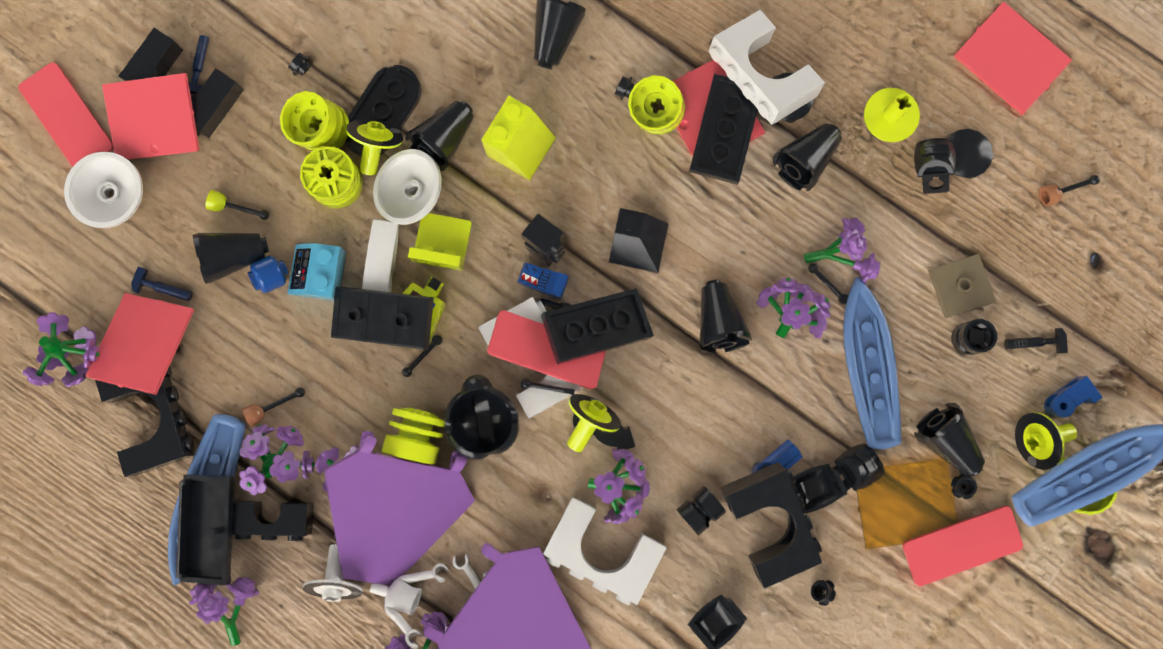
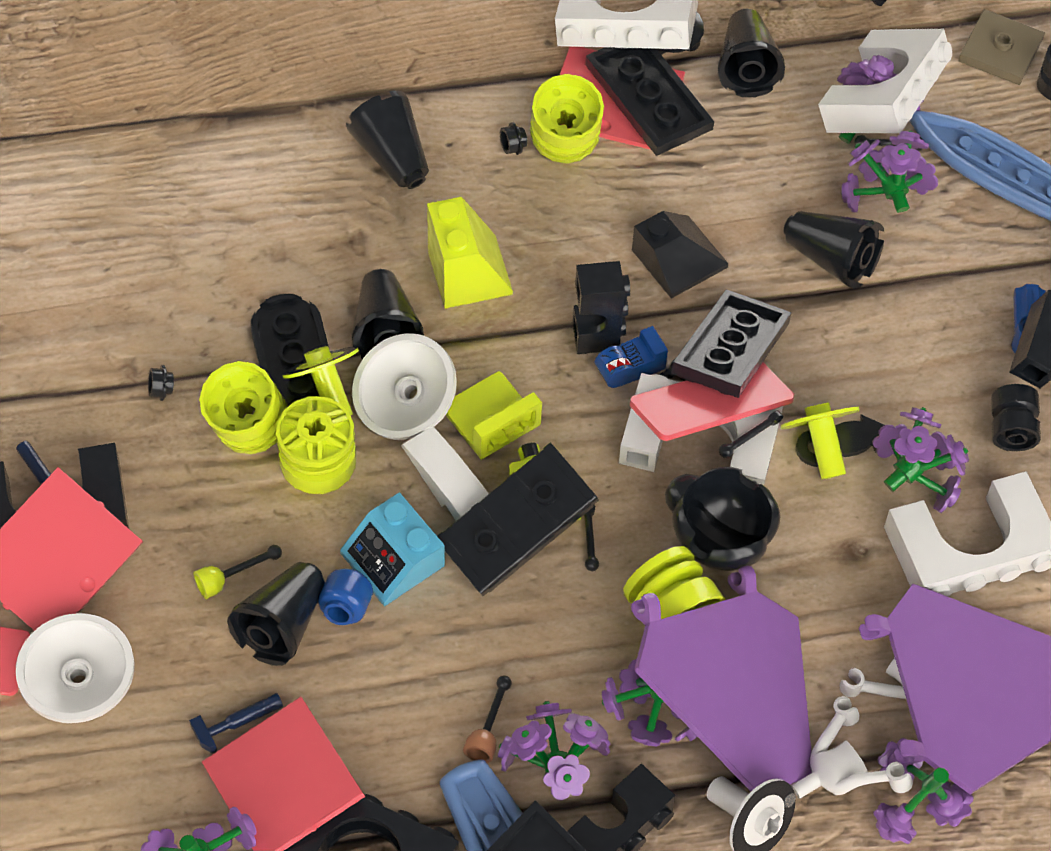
camera: 50 degrees left, 25 degrees down
(836, 271) = (888, 105): none -> white arch

